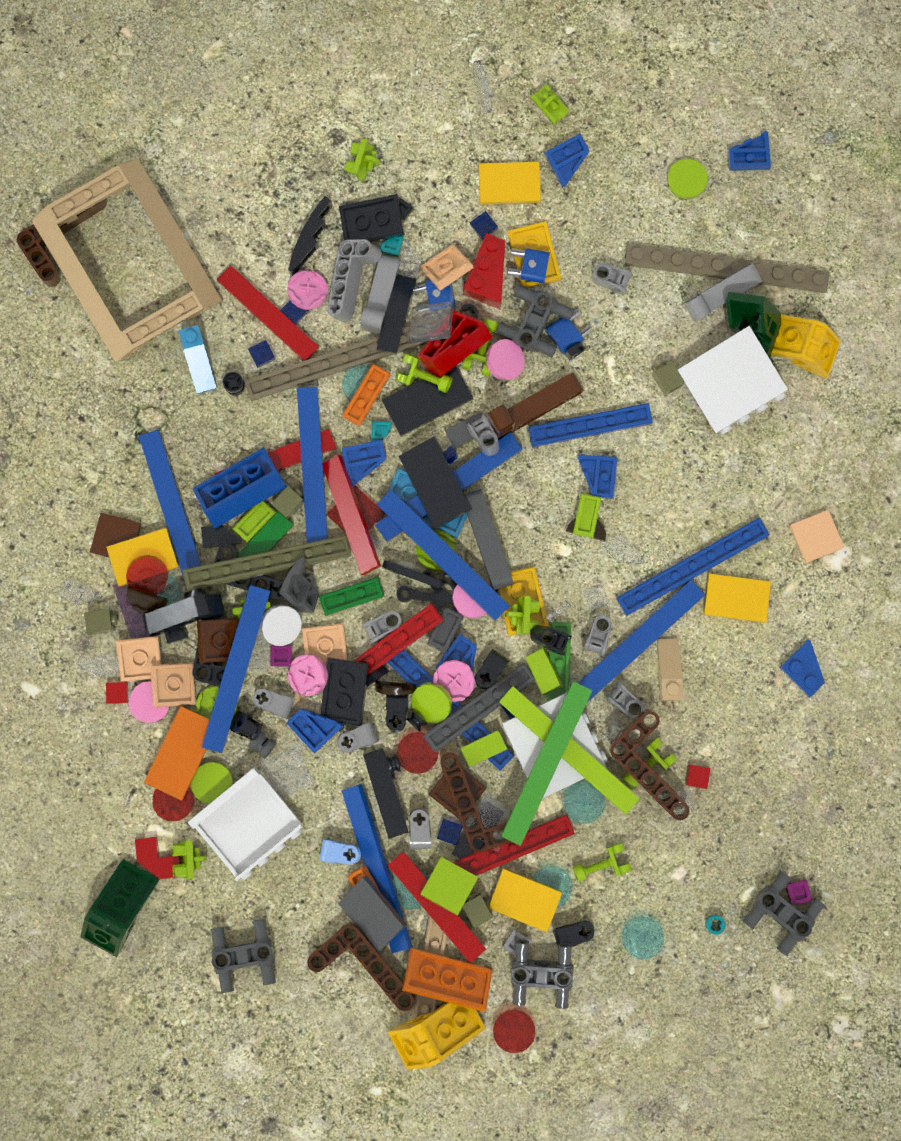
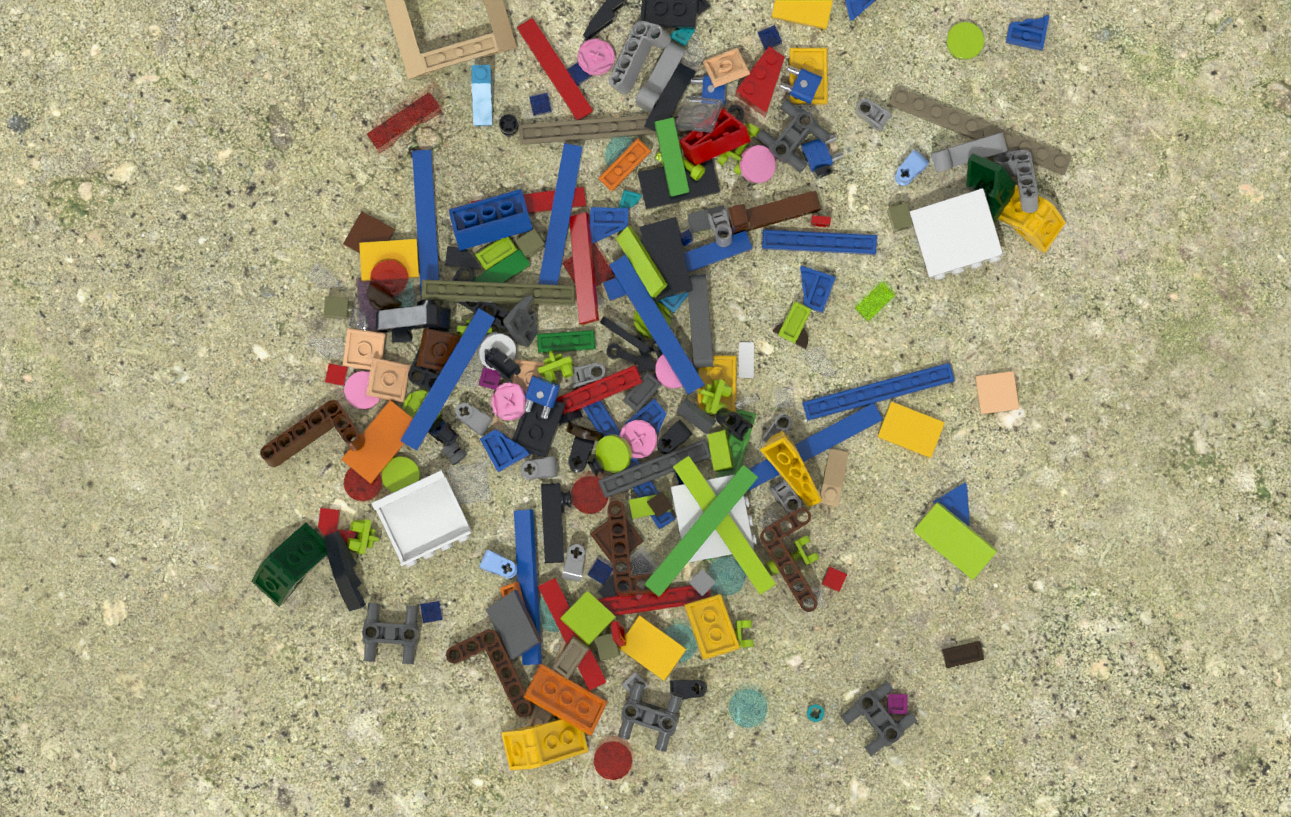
camera: 15 degrees right, 0 degrees up
(106, 760) = (312, 432): none -> reddish brown beam
(110, 420) = (392, 129): none -> clear red arch
(126, 628) = (358, 319): none -> clear tile
(173, 898) = (342, 566): none -> black slope
(280, 921) = (431, 612): none -> clear blue tile
(281, 634) = (495, 359): none -> black hinge
(339, 657) = (541, 392): none -> blue piece
(355, 622) = (549, 370): none -> lime hips
(410, 492) = (641, 261): none -> lime tile
(413, 374) = (671, 156): none -> bright green tile
(442, 933) = (571, 657): none -> dark tan tile
(486, 894) = (618, 633): none -> red tile
(495, 745) = (660, 504): none -> dark brown tile
(509, 640) = (696, 416): none -> dark grey tile
(545, 568) = (746, 360): none -> white sticker
(560, 816) = (702, 582): none -> light grey tile
(583, 861) = (711, 627): none -> yellow tile
(586, 403) = (820, 221): none -> red tile
(618, 665) = (788, 462): none -> yellow wedge
(664, 473) = (875, 302): none -> clear neon green tile
(666, 322) = (913, 166): none -> light blue piece
(782, 294) = (1020, 165): none -> light grey beam
(815, 703) = (955, 540): none -> lime tile
(853, 822) = (962, 654): none -> dark brown tile

